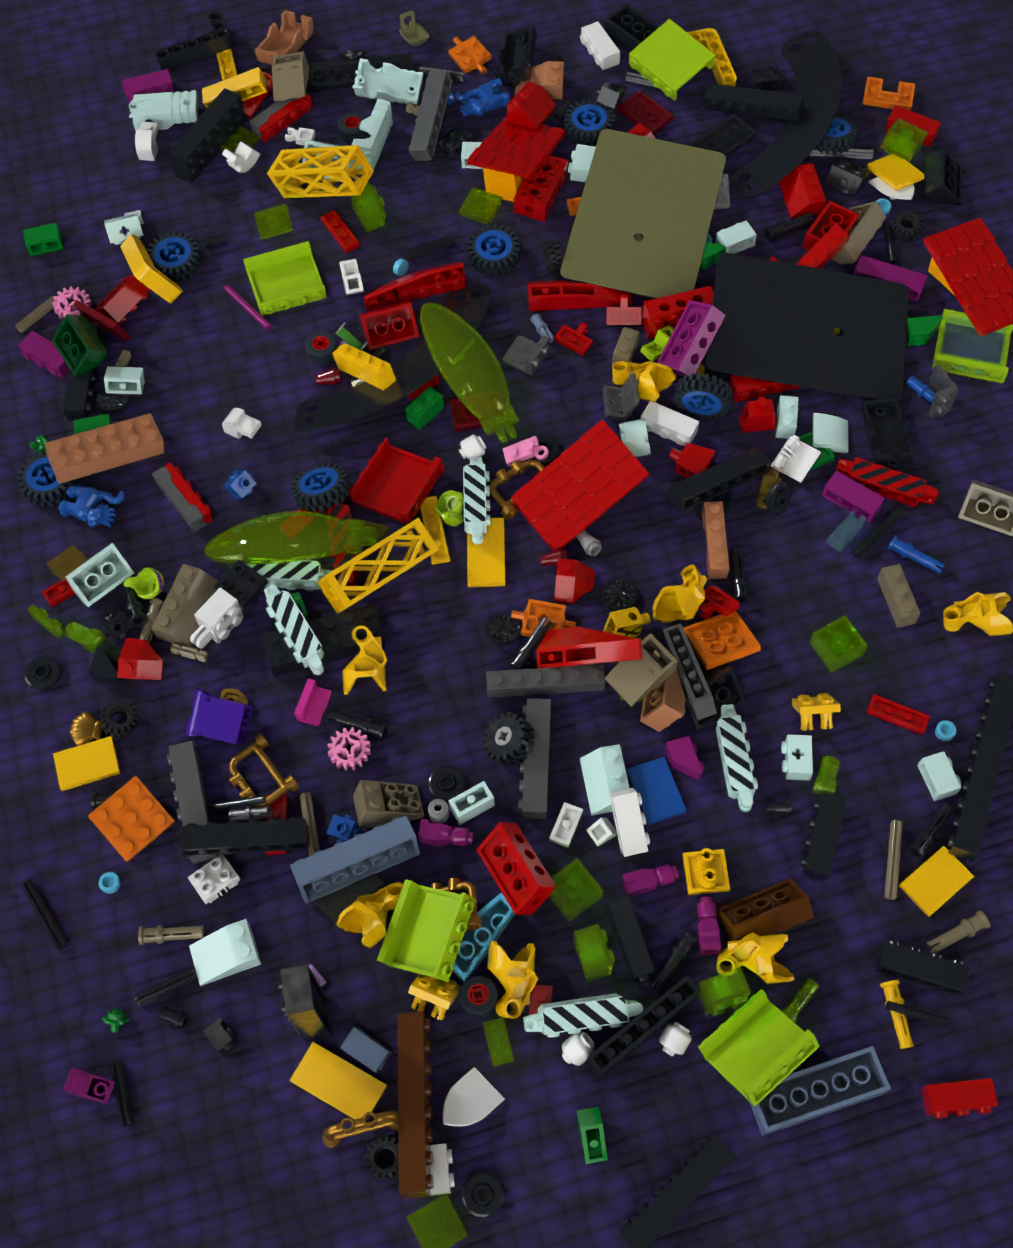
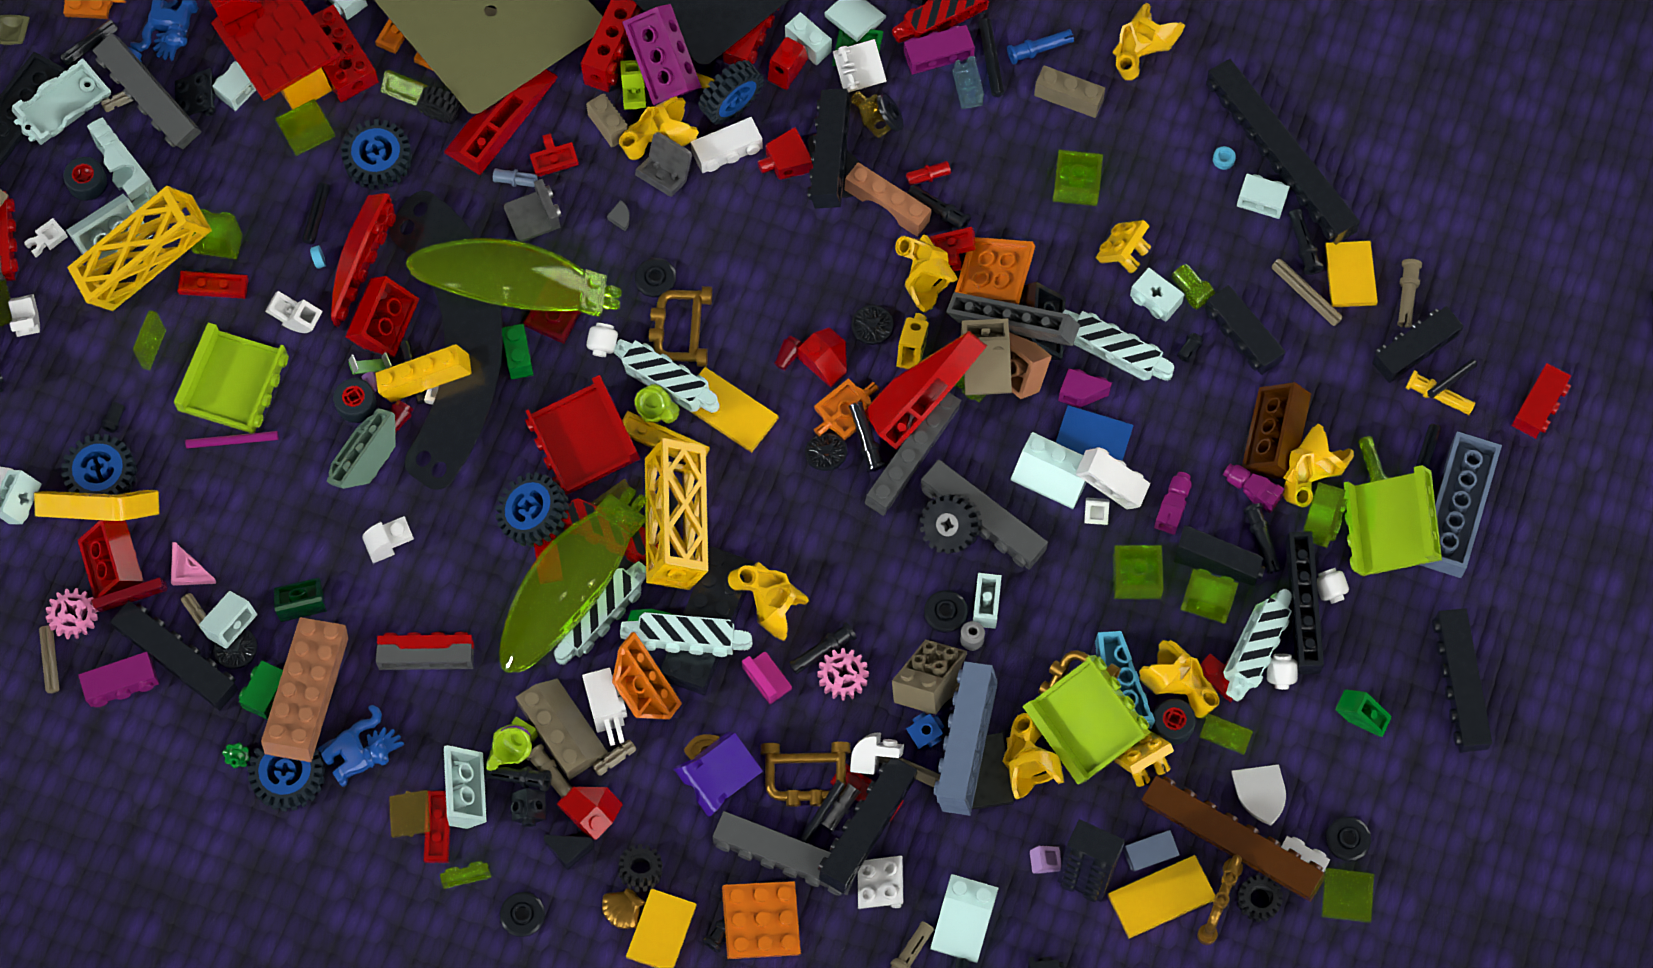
camera: 55 degrees left, 5 degrees up
(78, 344) = (148, 635): dark green slope -> none
(88, 638) = (521, 844): clear neon green piece -> none
(146, 341) = (187, 570): none -> bright pink tile
(167, 408) = (299, 600): none -> dark green slope
(168, 582) = (531, 729): none -> lime tile
(240, 484) = (459, 585): blue brick -> none
(242, 583) = (585, 654): black plate -> none
(243, 627) = (642, 682): none -> orange wedge
(288, 376) = (364, 451): none -> sand green wedge
(300, 804) = (867, 752): none -> white brick
(441, 834) = (997, 646): magenta piece -> none
(516, 868) = (1082, 617): red brick -> none
(524, 450) = (646, 295): bright pink hinge -> none
(549, 230) = (402, 87): none -> clear neon green plate
(566, 825) = (1068, 535): white plate -> none
(568, 401) = (620, 216): none -> dark grey tile
(579, 486) = (738, 273): red piece -> none
(589, 543) = (797, 311): light grey cone -> none
(623, 315) = (564, 92): red plate -> none
(635, 437) = (721, 186): light aqua brick -> none
(706, 871) = (1202, 451): yellow plate -> none
(757, 552) = (928, 173): none -> red axle
(843, 1036) = (1428, 445): none -> black axle
(898, 714) = (1179, 183): red tile -> none

